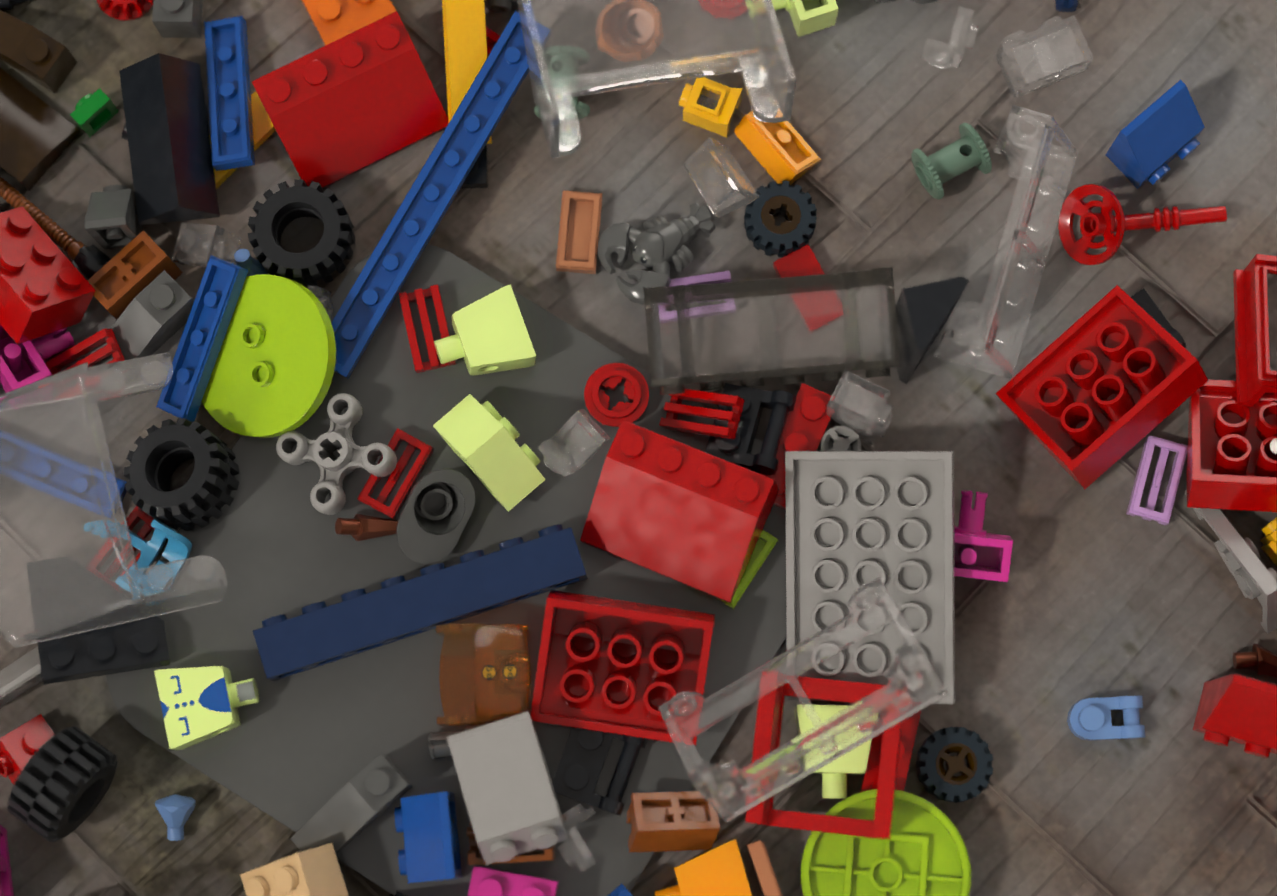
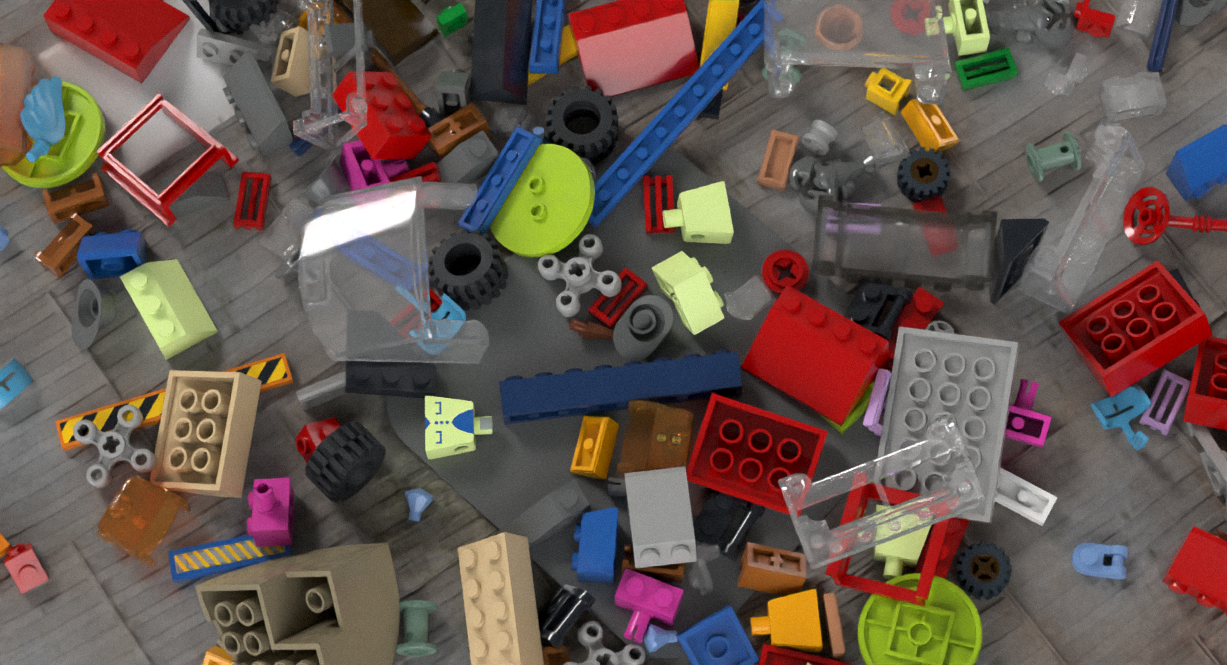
camera: 10 degrees right, 10 degrees down
(402, 692) = (595, 447): none -> light orange slope
(630, 190) = (819, 137): none -> light grey wheel
(675, 407) = (868, 288): red tile -> none
(774, 560) = (877, 404): none -> lavender tile
(831, 36) = (987, 79): none -> green tile
(861, 407) = (959, 308): clear slope -> none
(992, 652) = (1023, 497): none -> white plate
(1112, 481) = (1131, 396): none -> dark azure helmet

